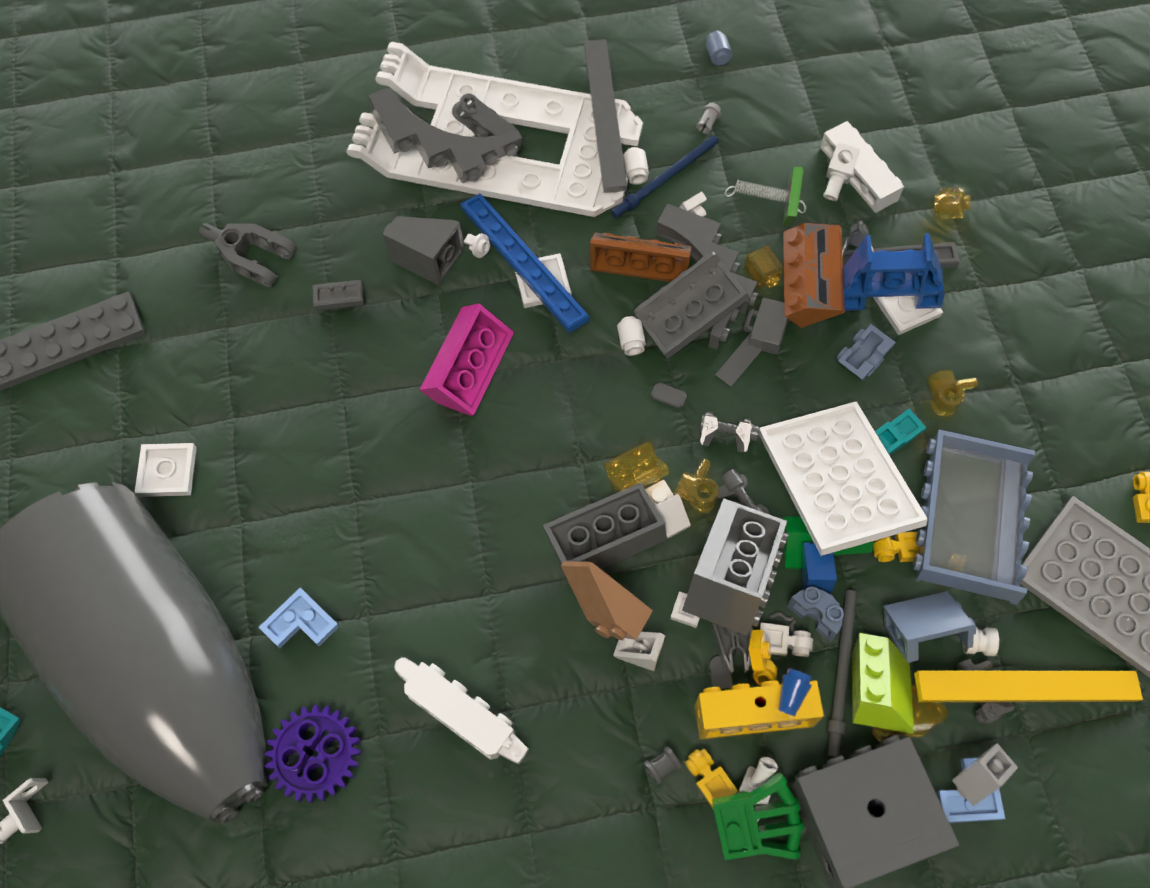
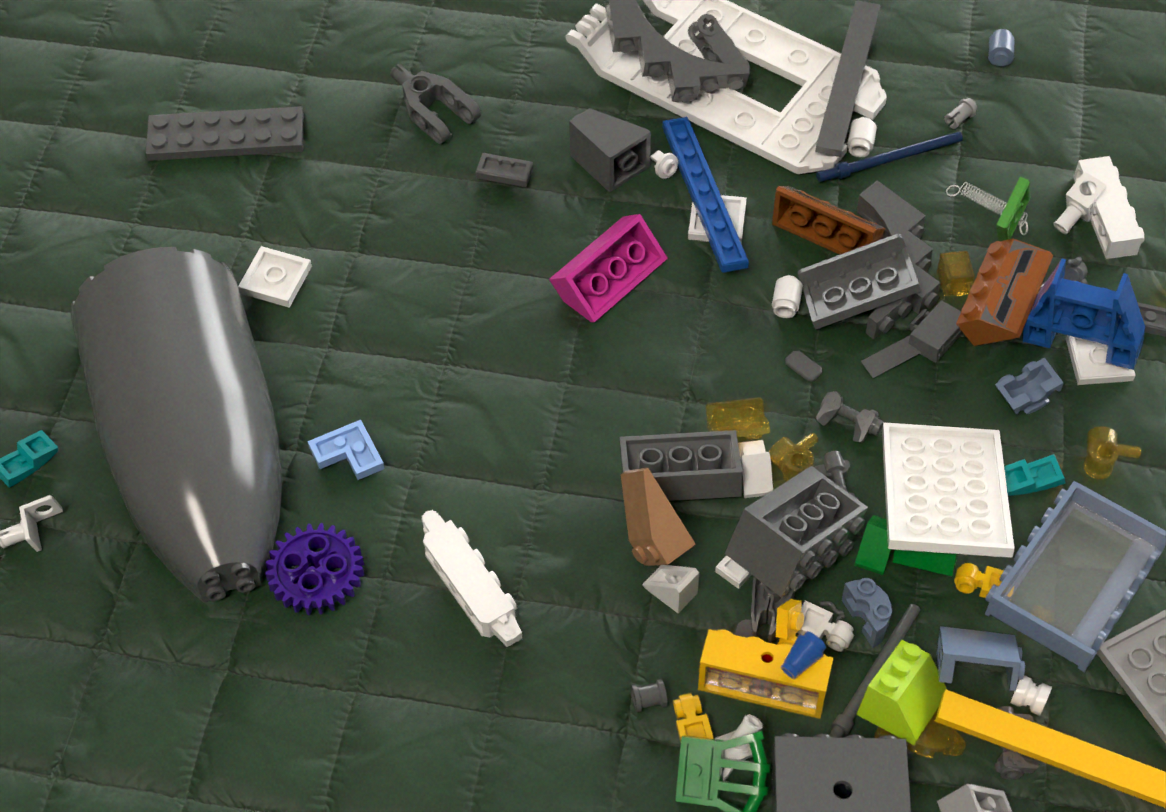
camera: 20 degrees right, 10 degrees down
(695, 204) = (907, 190): white tile -> none
(818, 570) = (886, 567): blue slope -> none

